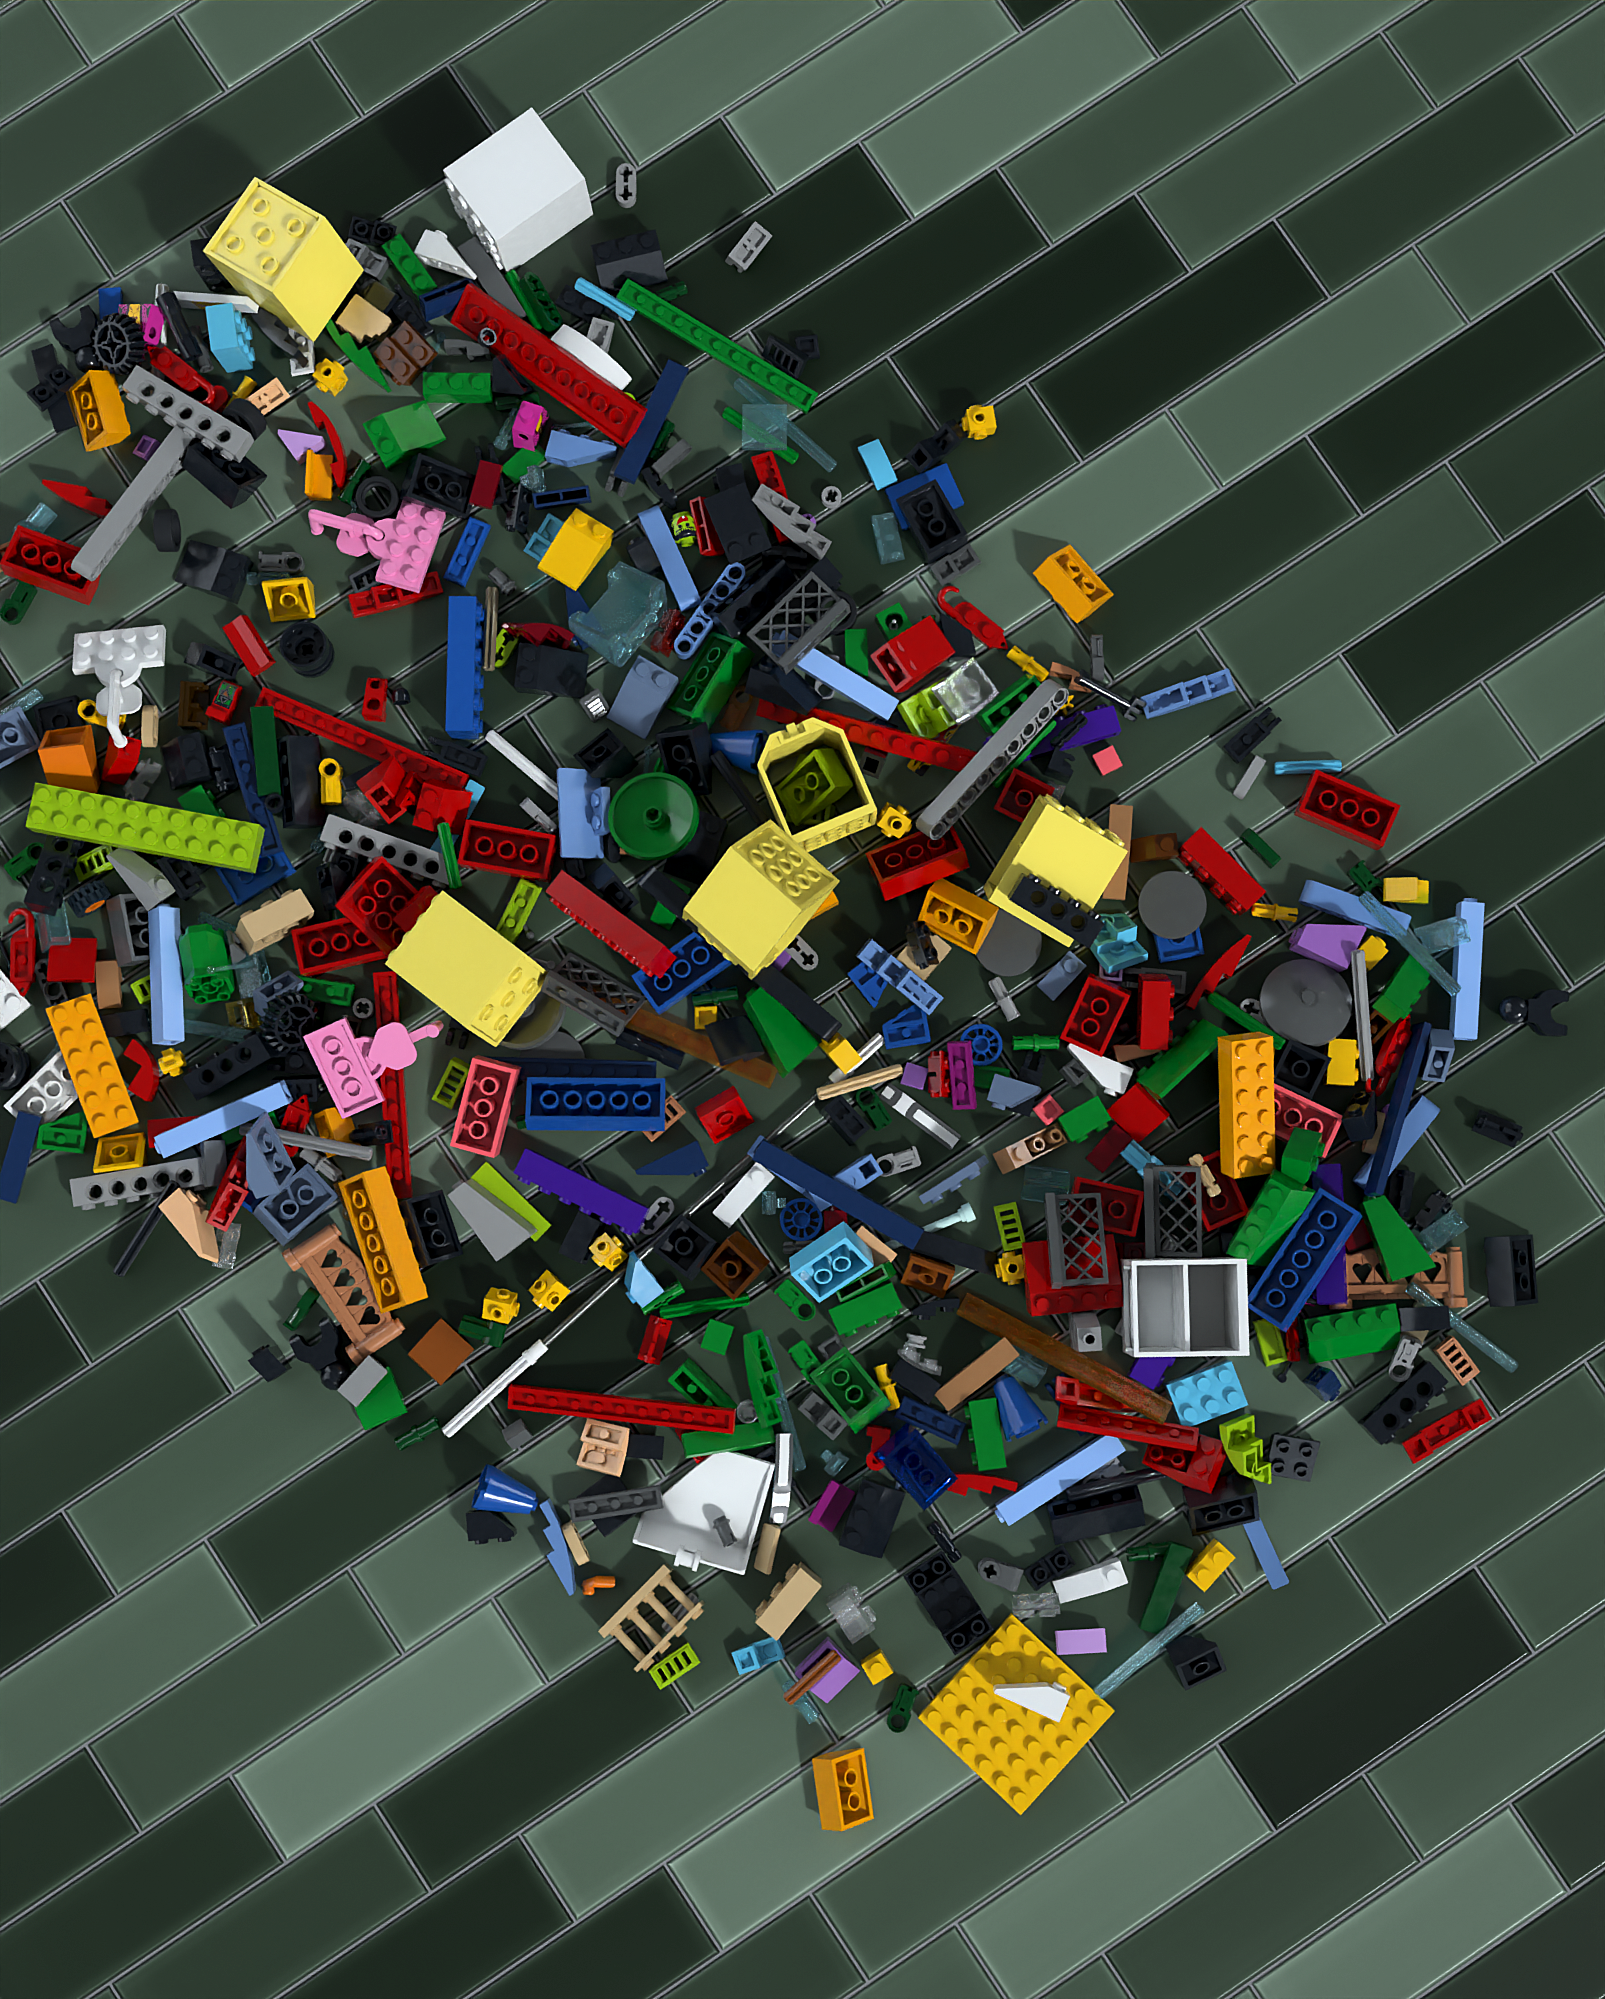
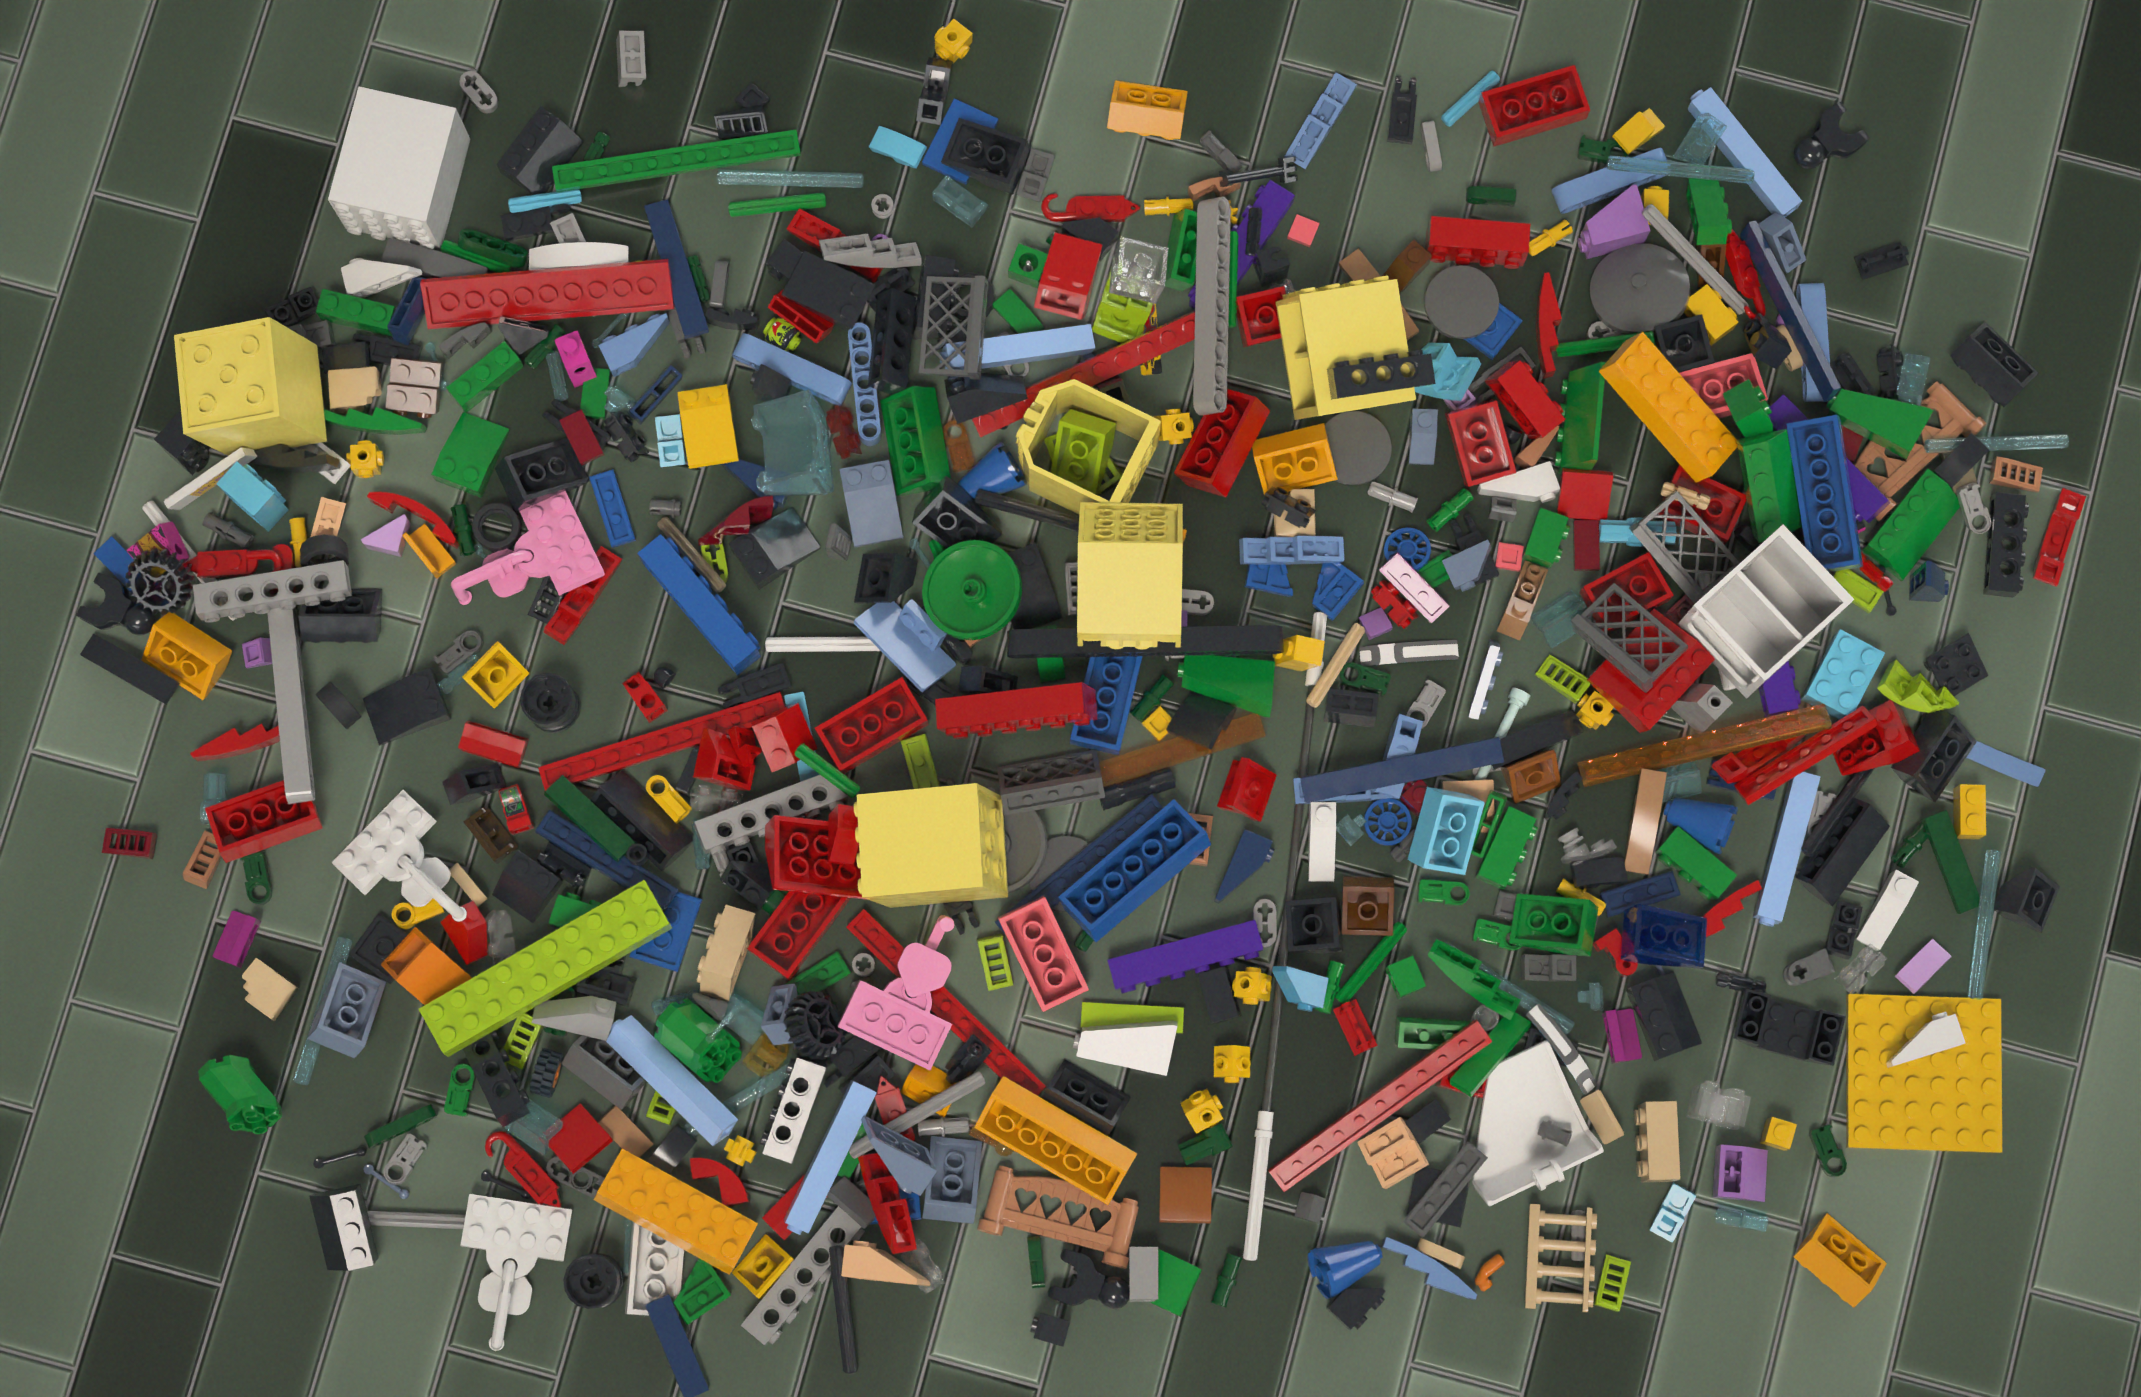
camera: 50 degrees left, 5 degrees down
(54, 386) = (131, 668): black slope -> none
(185, 340) = (181, 516): black axle -> none
(486, 331) = (480, 314): black hinge -> none
(539, 816) = (870, 676): light grey piece -> none
(764, 426) = (776, 194): clear light blue tile -> none
(811, 1677) = (1735, 1184): dark orange axle -> none

